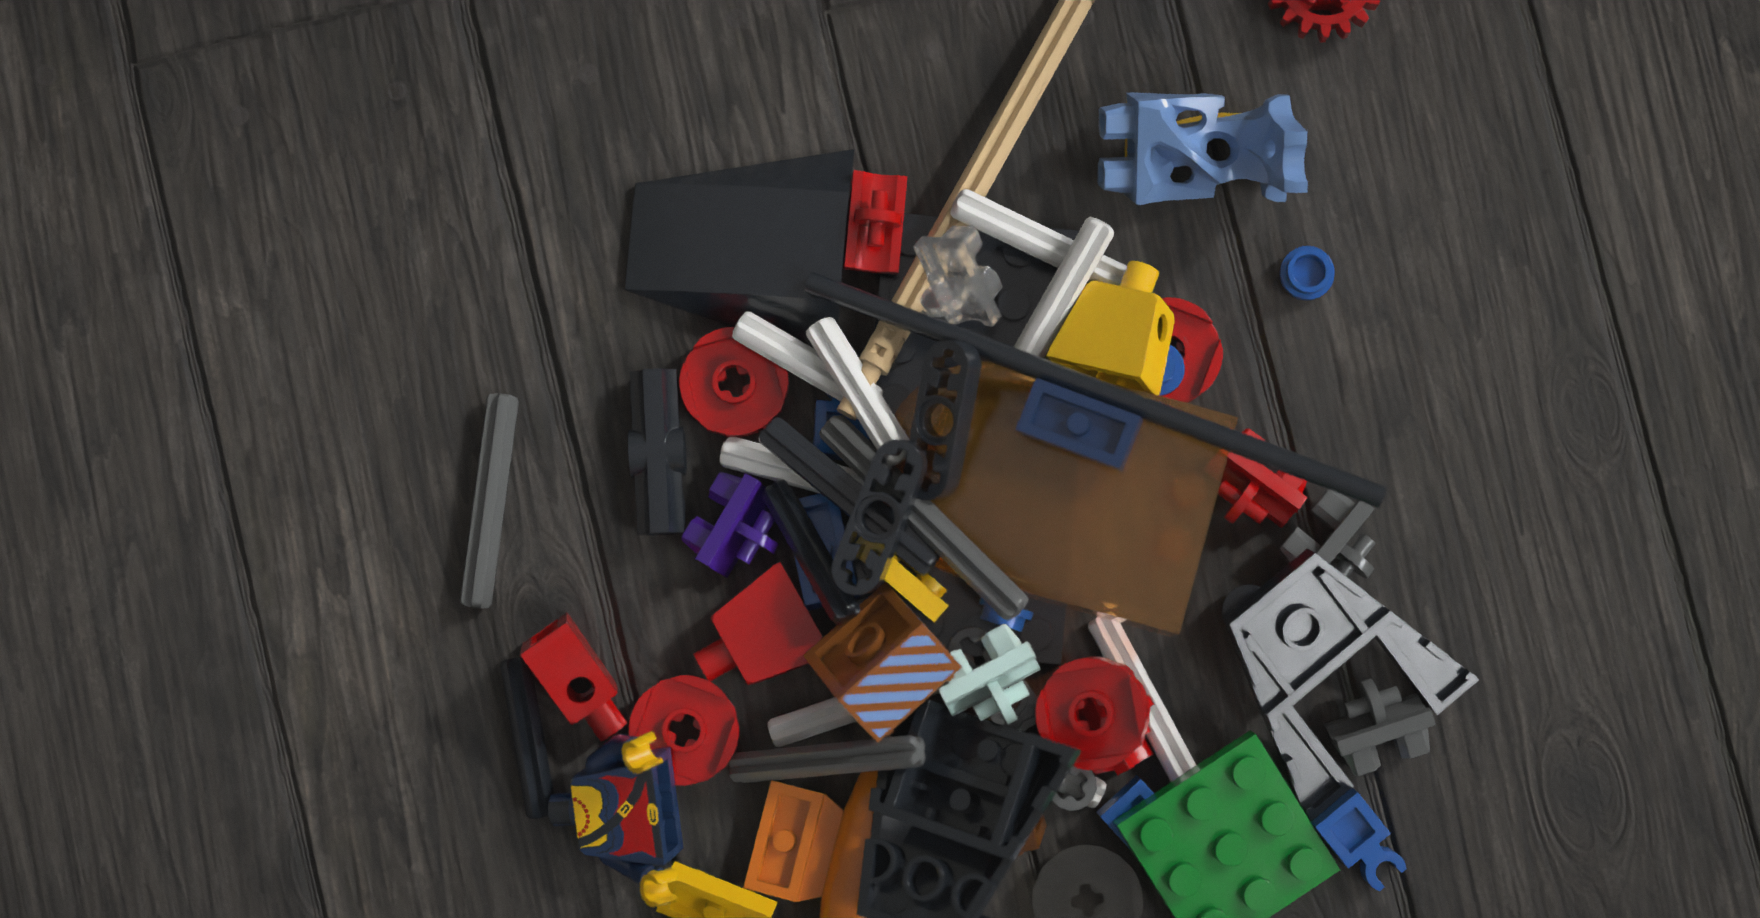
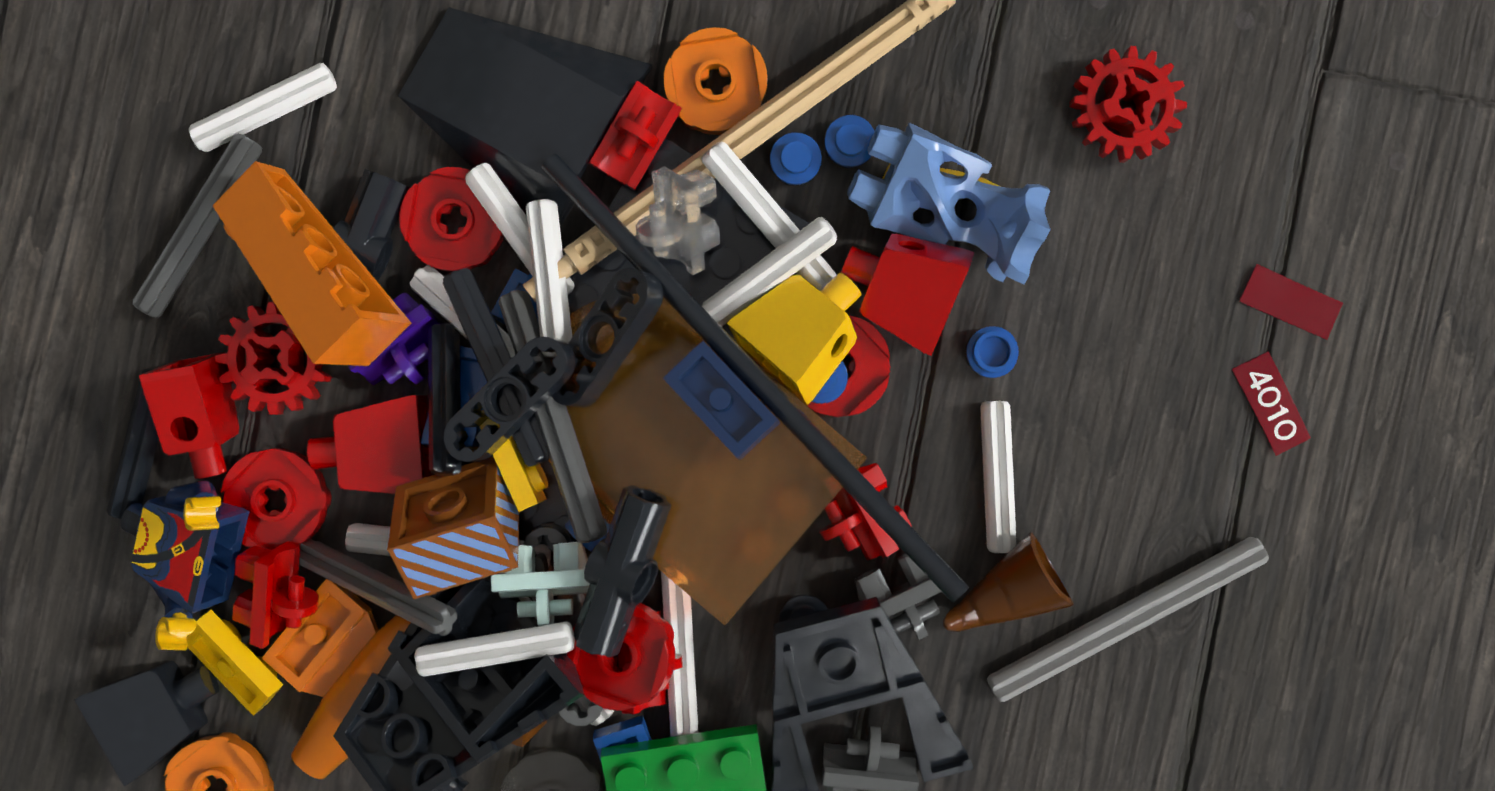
camera: 25 degrees right, 5 degrees up
(501, 359) = (263, 107): none -> white axle
(628, 483) = (309, 270): none -> orange wedge
(632, 567) = (258, 373): none -> red gear
(737, 815) = (277, 592): none -> red hips
(930, 108) = (735, 59): none -> orange plate
(973, 756) = (494, 649): none -> white axle
(1033, 175) = (795, 158): none -> blue plate
(1059, 626) = (621, 570): none -> black piece
(1077, 135) = (848, 141): none -> blue plate
(1201, 245) = (910, 286): none -> red torso
(1369, 389) = (998, 476): none -> white axle
(1434, 489) = (1014, 589): none -> reddish brown hat
(1557, 468) = (1127, 619): none -> light grey axle
(1569, 96) = (1291, 302): none -> dark red sticker
(1597, 200) = (1271, 403): none -> dark red sticker

